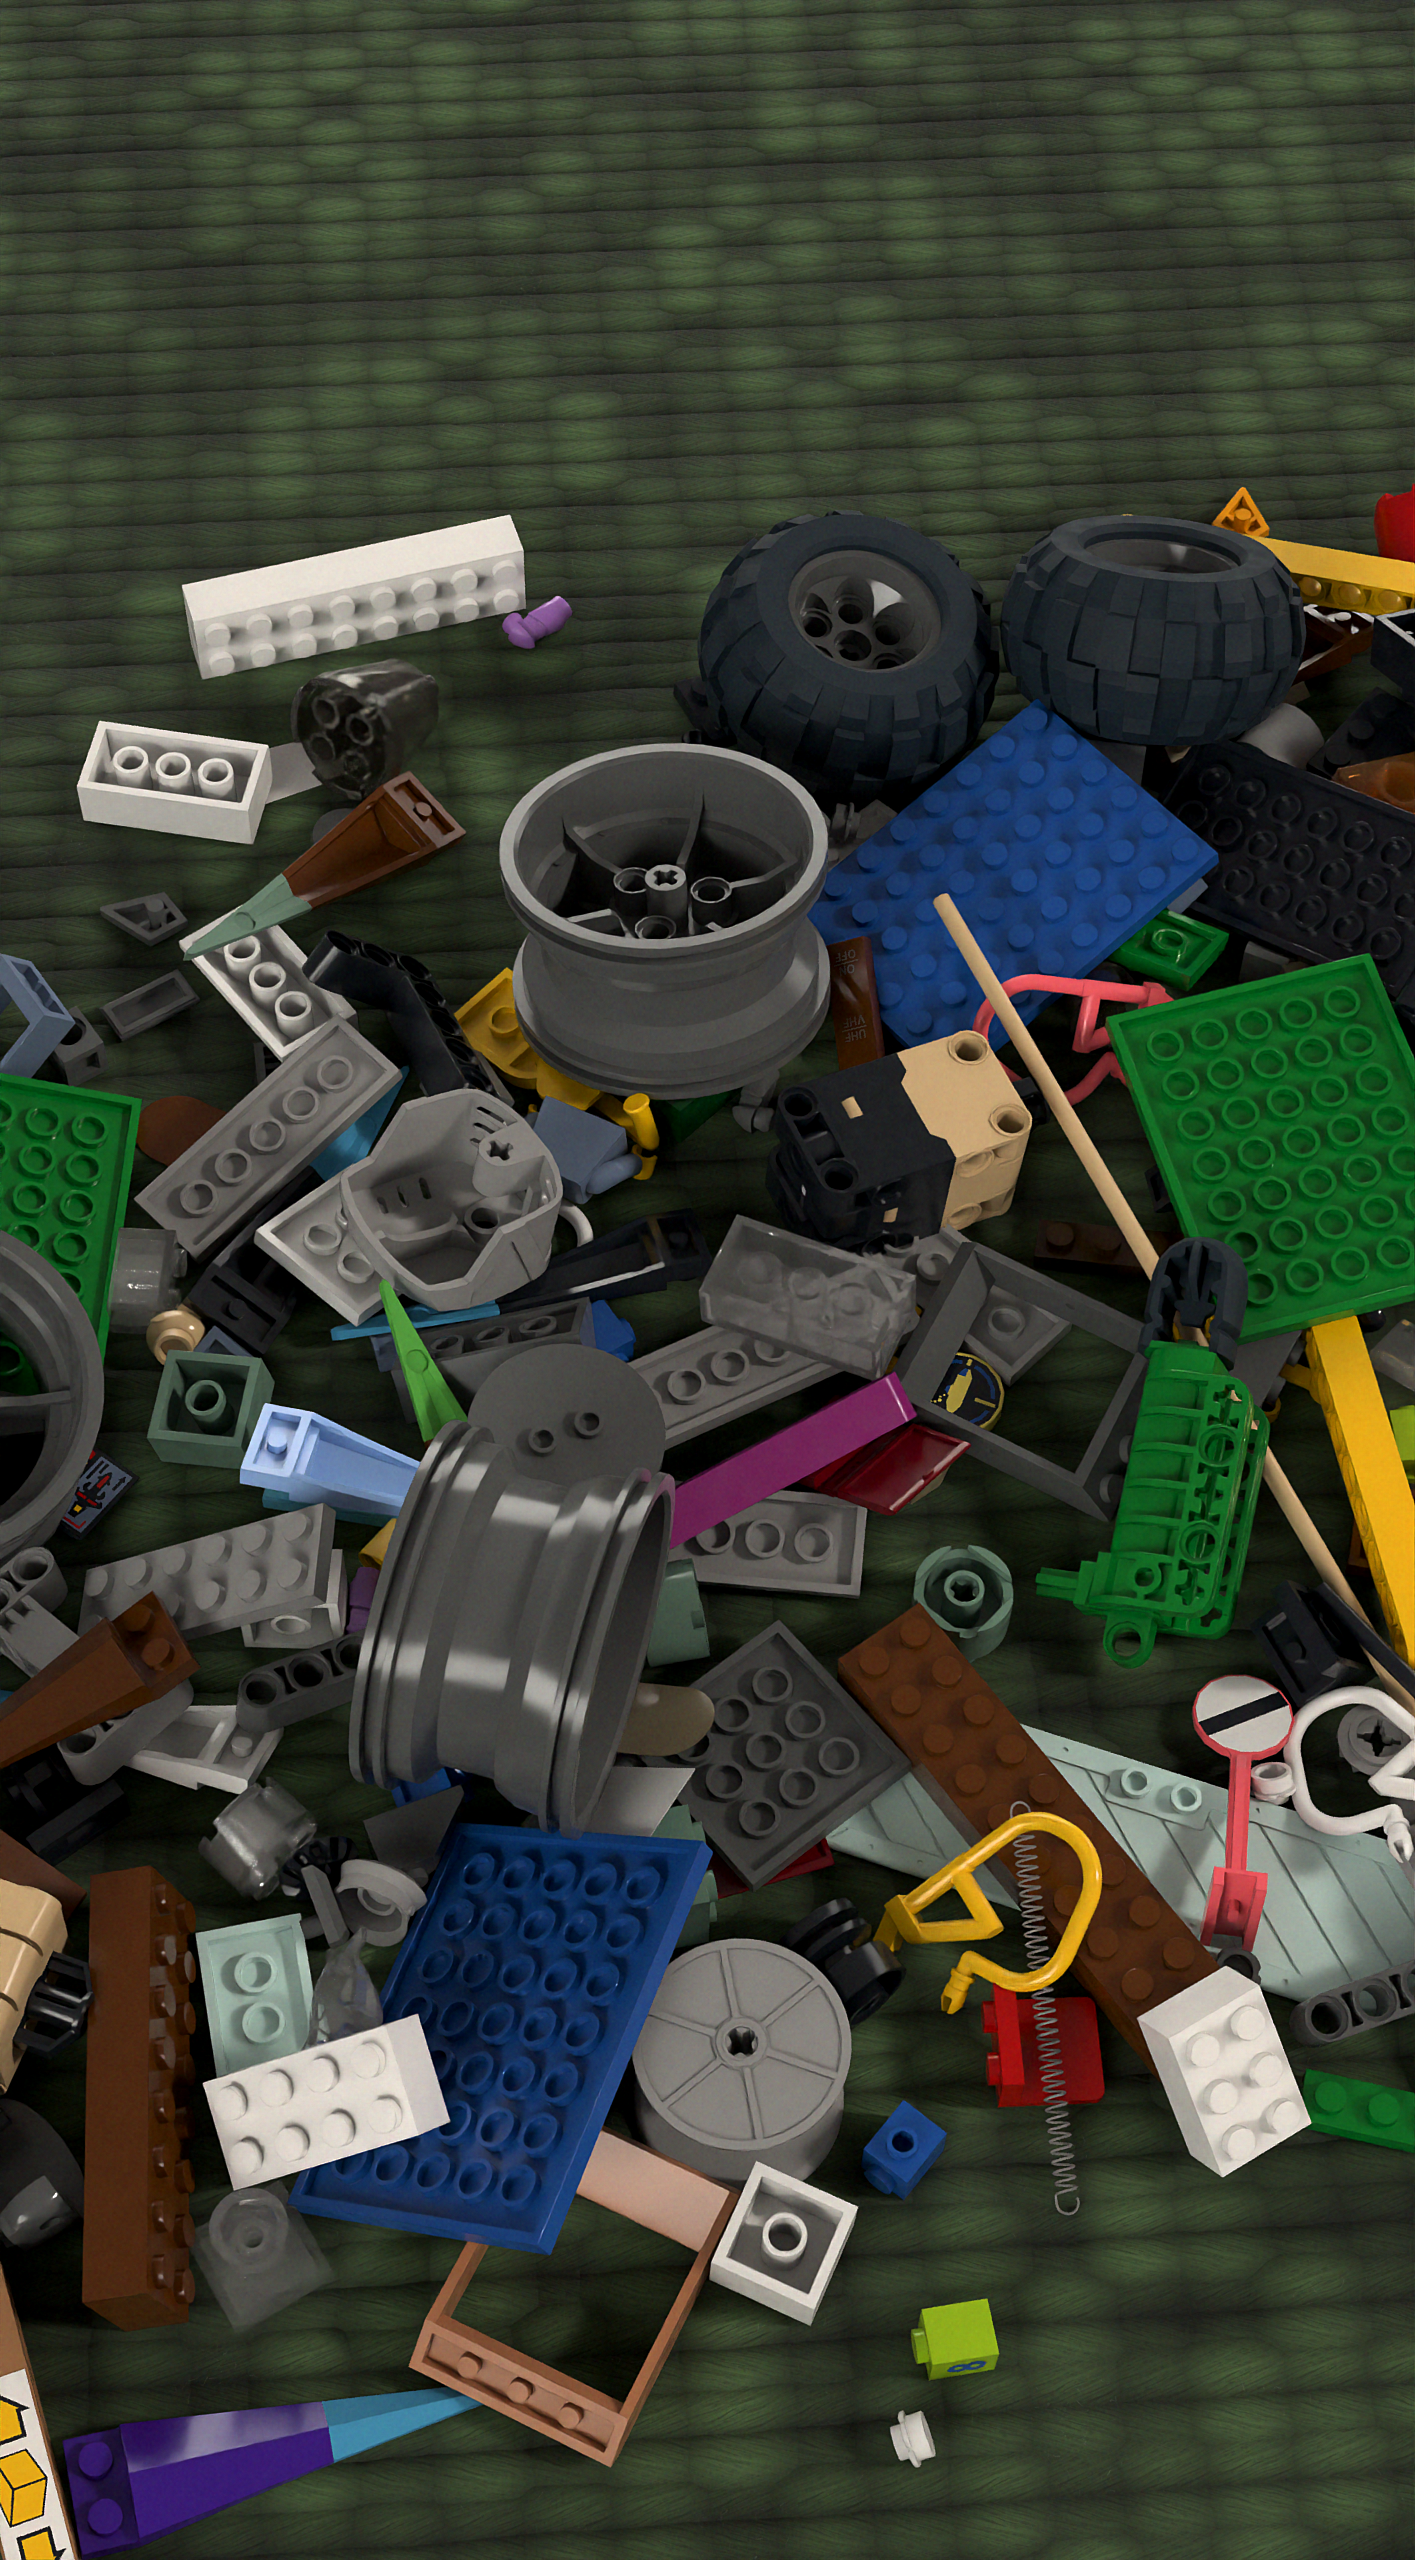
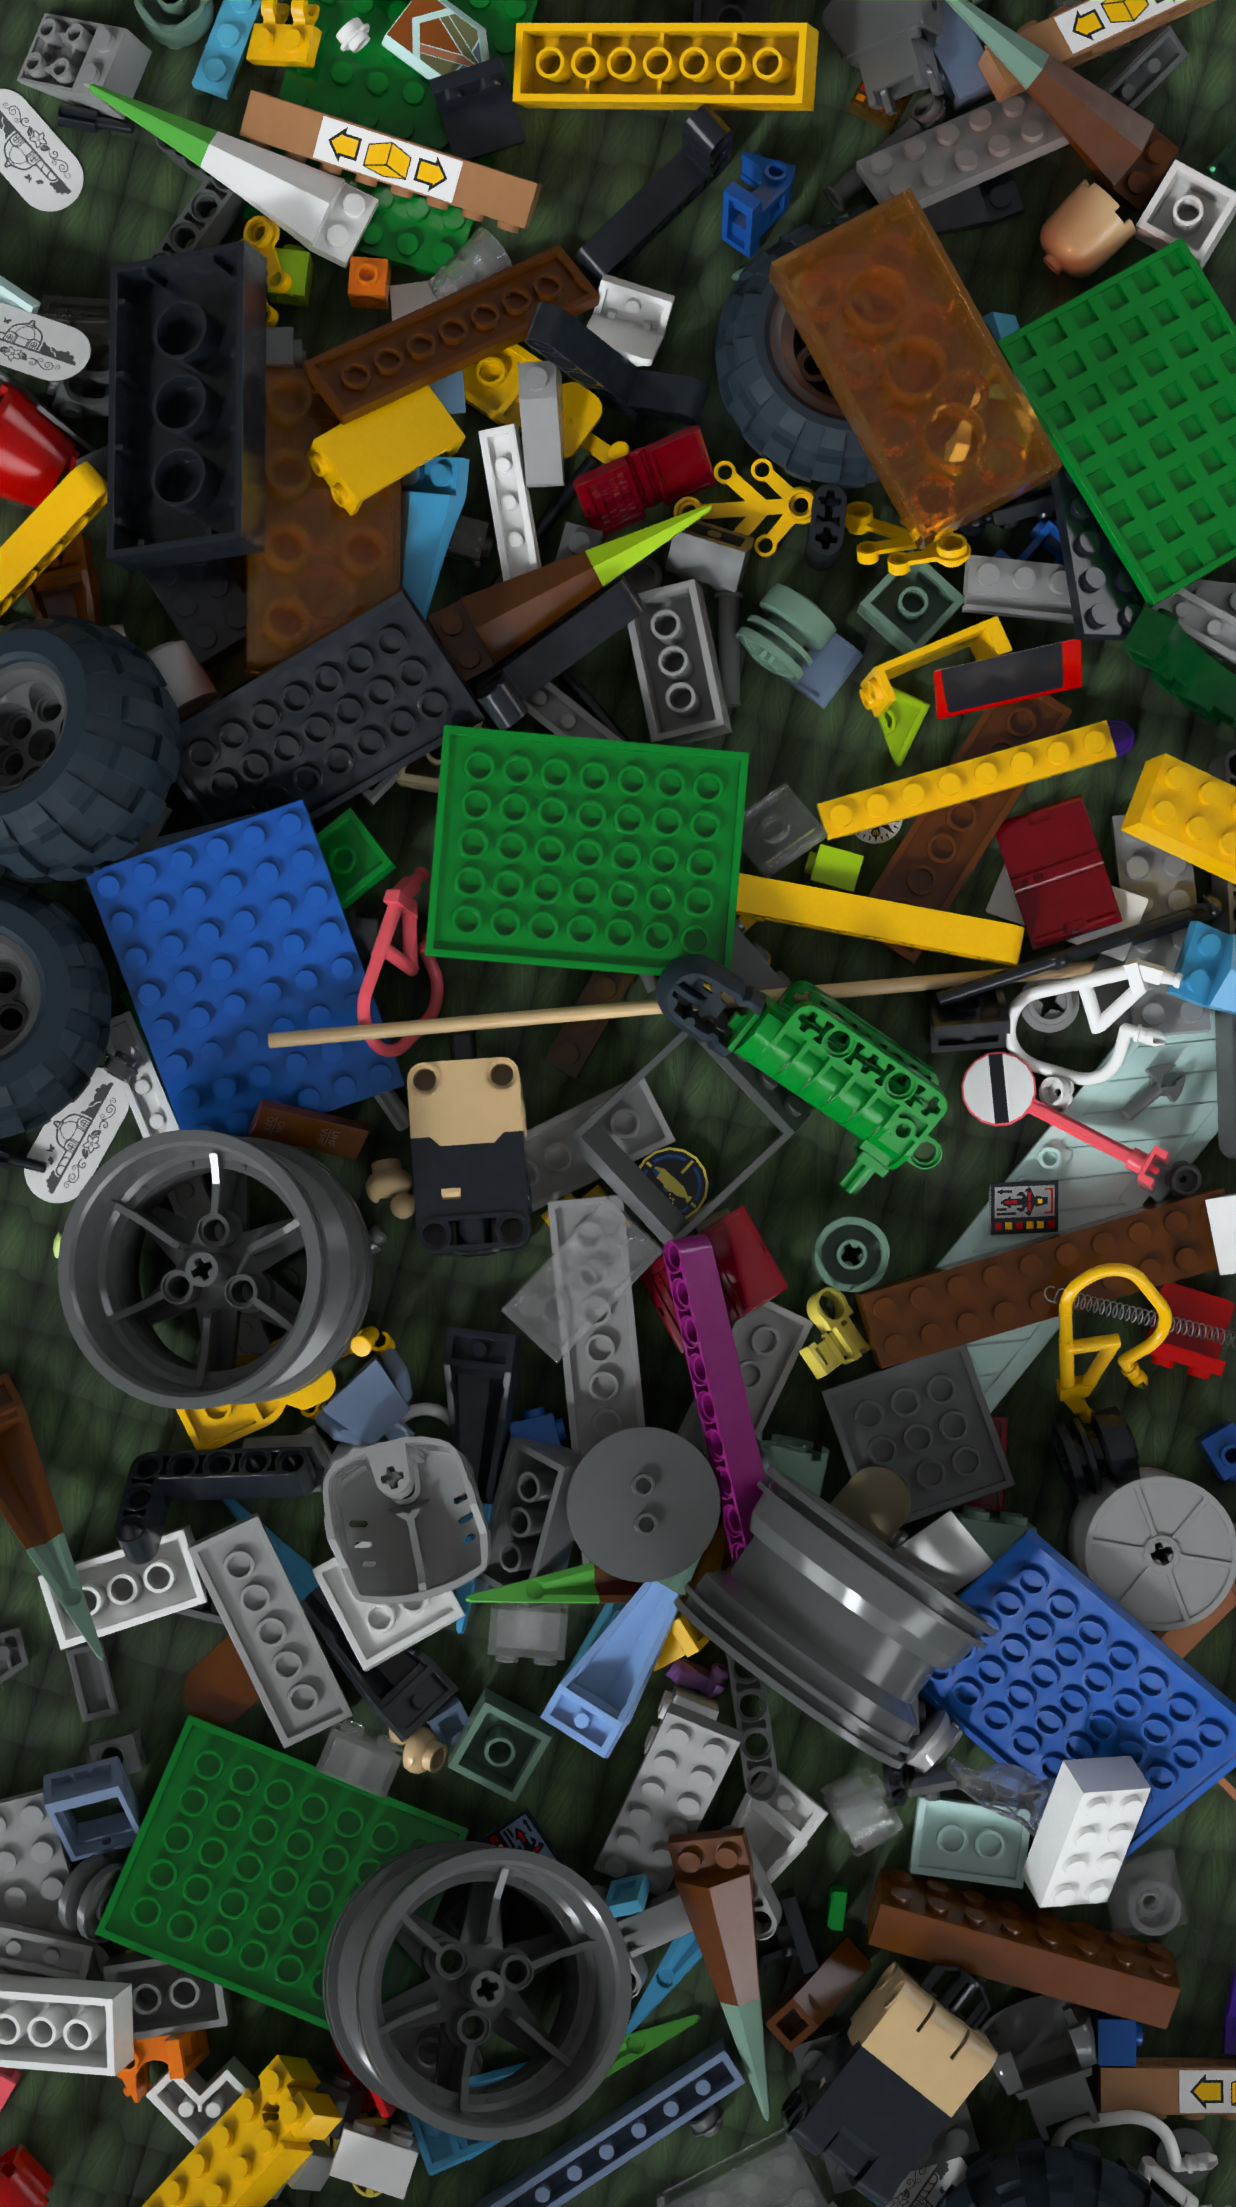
camera: 65 degrees left, 30 degrees up
(45, 2278) = (1115, 2039): none -> blue brick
(65, 1600) = (628, 1895): none -> medium azure plate
(122, 1855) = (836, 1906): none -> green tile
(361, 1385) = (528, 1632): none -> clear brick
(849, 1623) = (842, 1339): none -> light yellow piece
(1112, 1782) = (1023, 1207): none -> piece
(1333, 1897) = (1154, 1091): none -> dark grey bar

